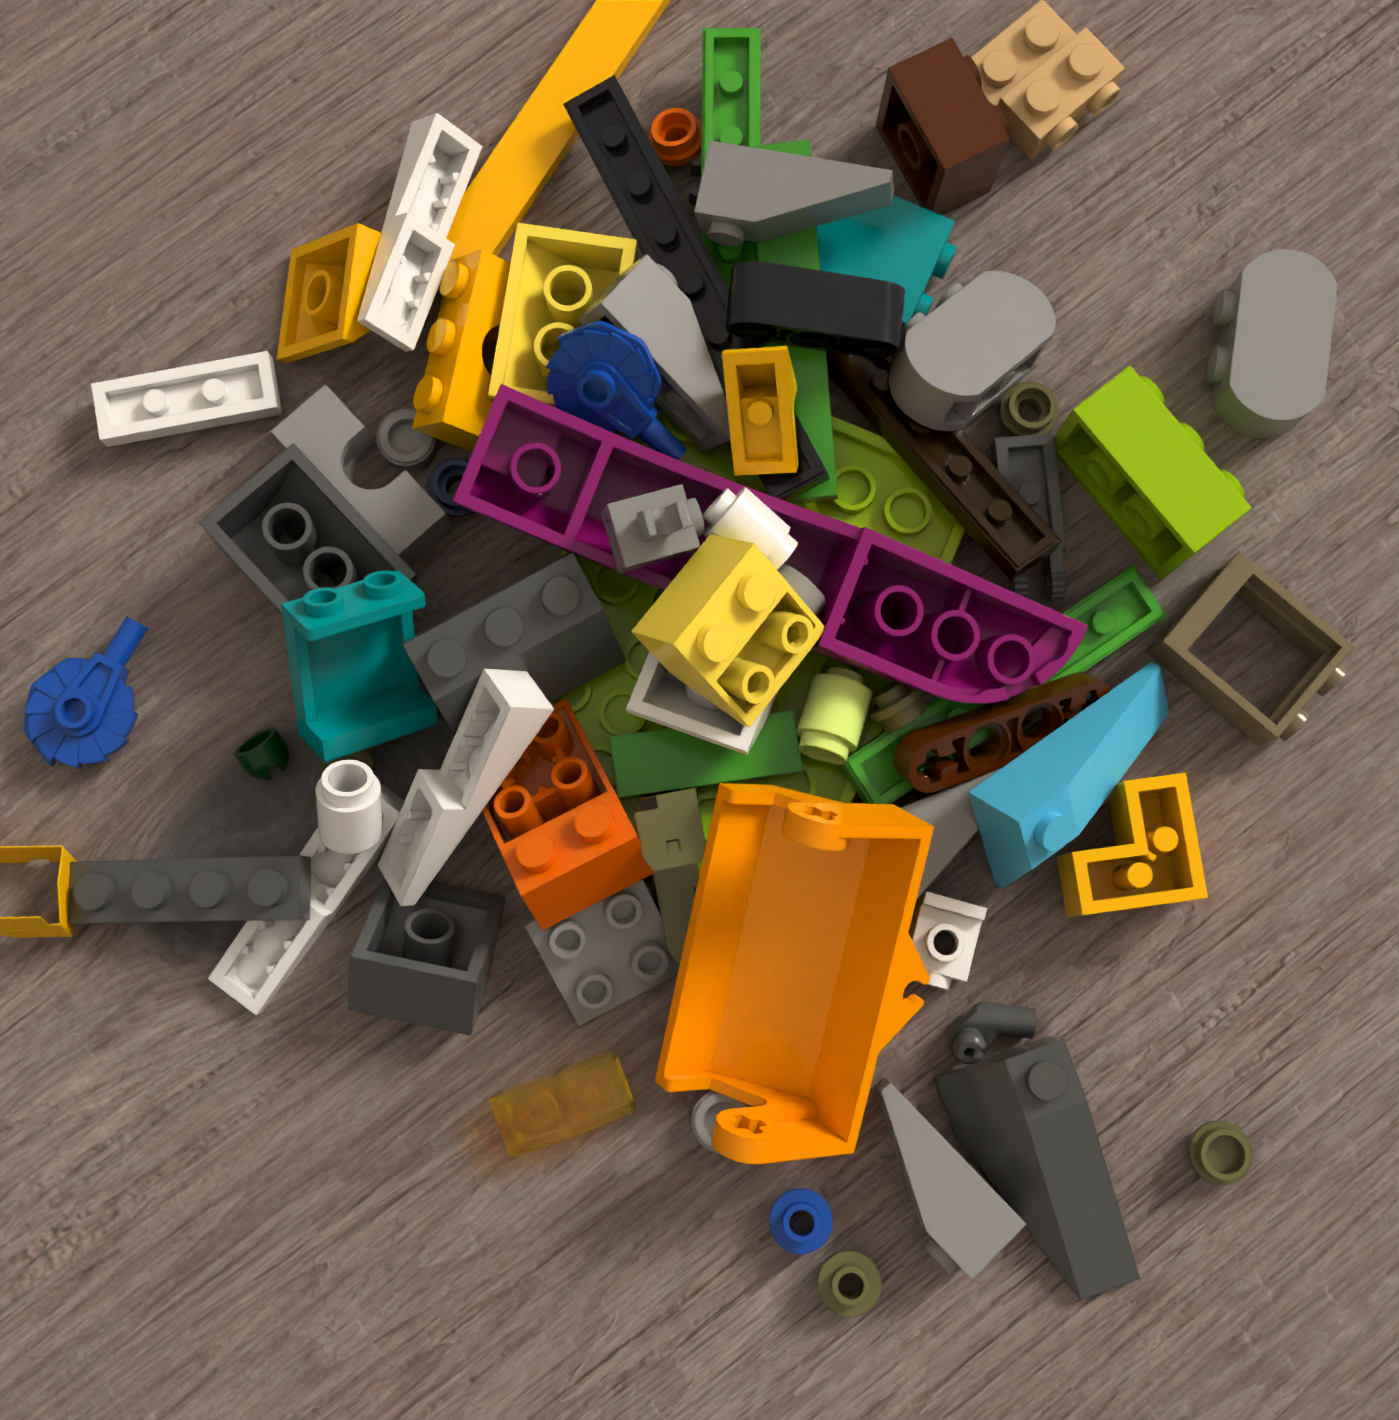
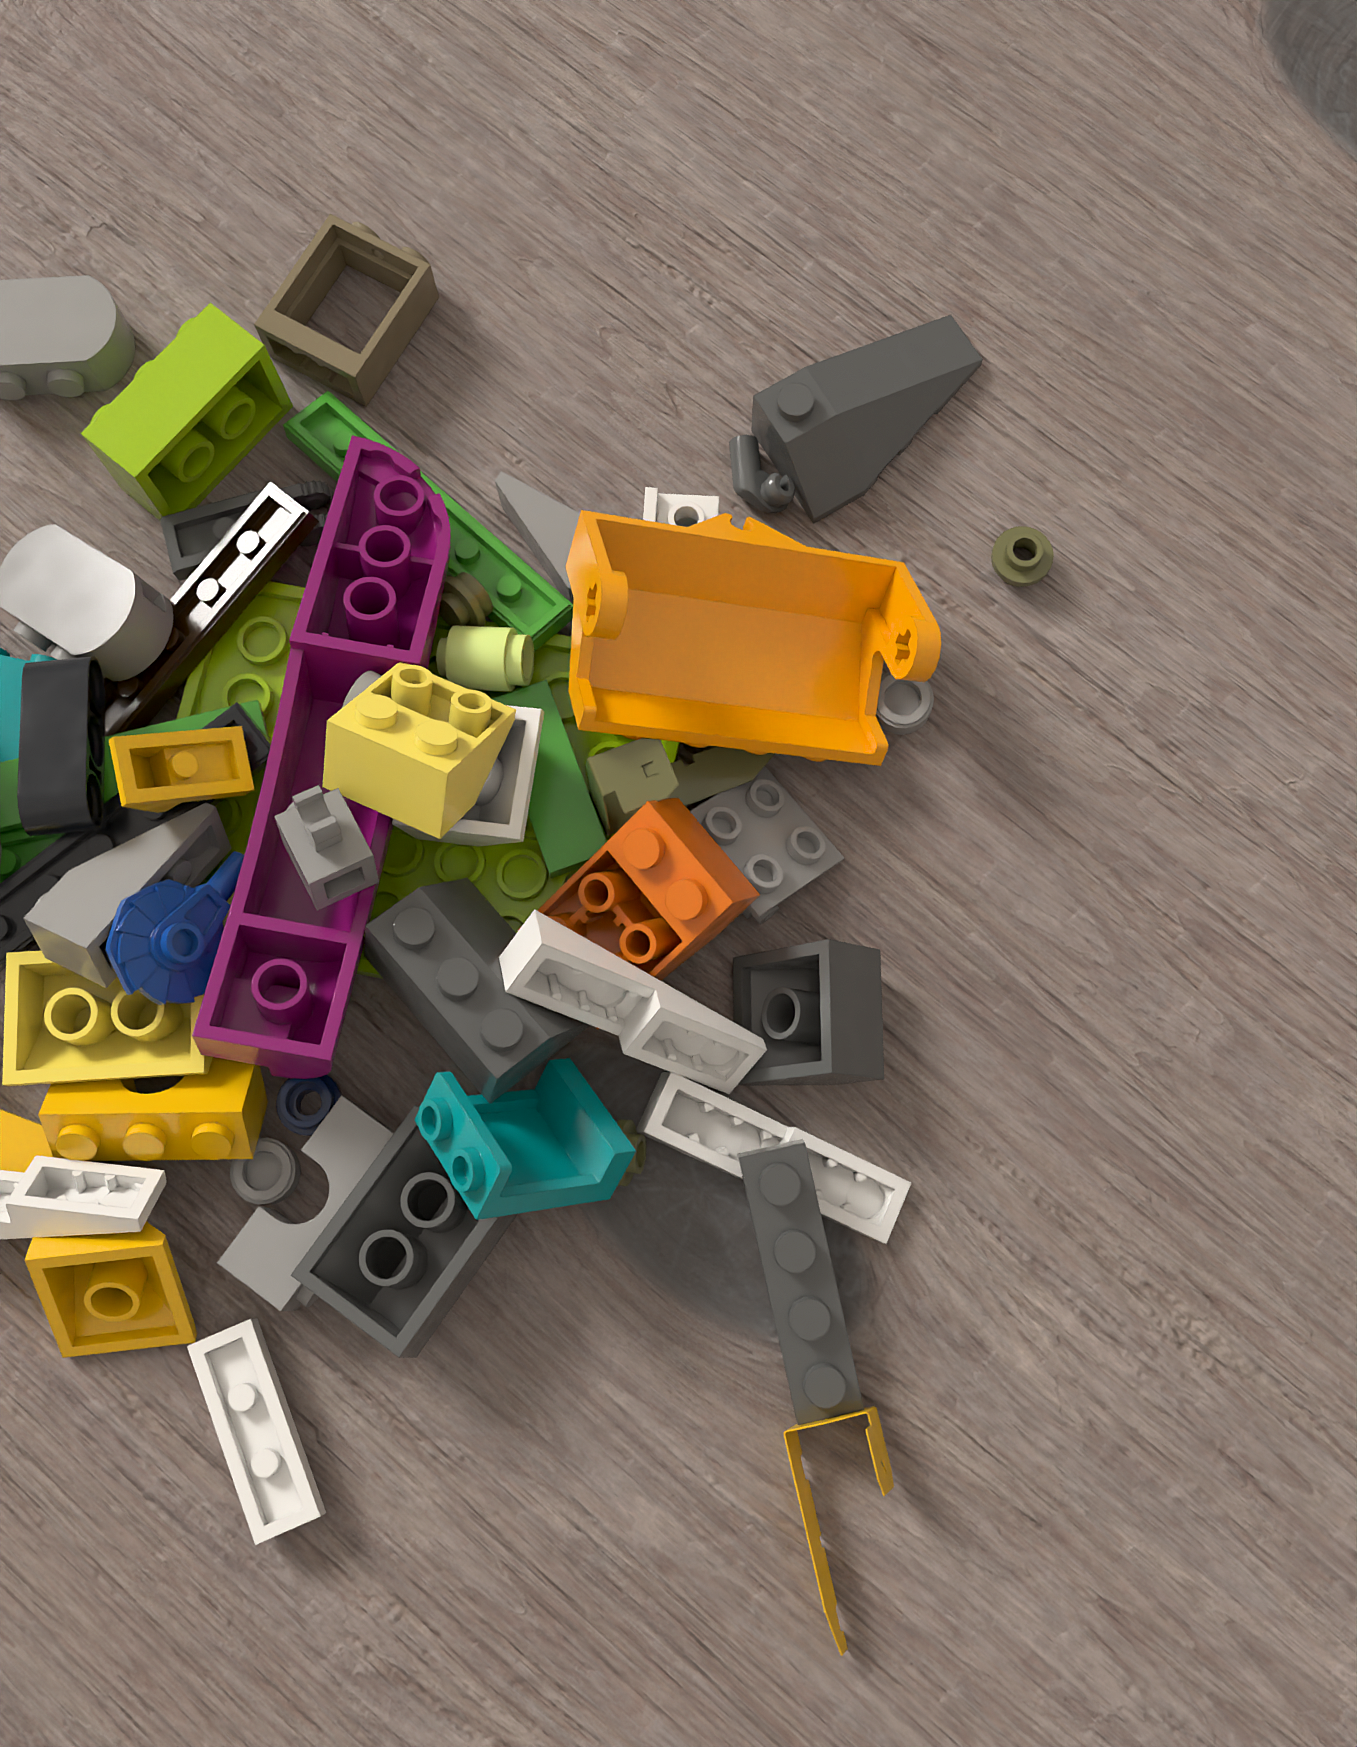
camera: 95 degrees left, 5 degrees down
(83, 706) = (625, 1459): blue piece -> none
(263, 752) = (637, 1242): dark green hinge -> none
(349, 807) = (678, 1114): white brick -> none
(562, 1104) = (926, 848): clear yellow slope -> none
(750, 520) = (300, 757): white brick -> none
(793, 1201) = (971, 625): blue plate -> none
(947, 1195) = (918, 484): light grey slope -> none
(1006, 735) = (503, 552): reddish brown beam -> none
(1036, 396) = (134, 534): olive plate -> none
(1064, 778) = (521, 445): medium azure wedge -> none
(1153, 854) = (567, 357): yellow brick -> none
(1220, 1152) = (822, 265): olive plate -> none

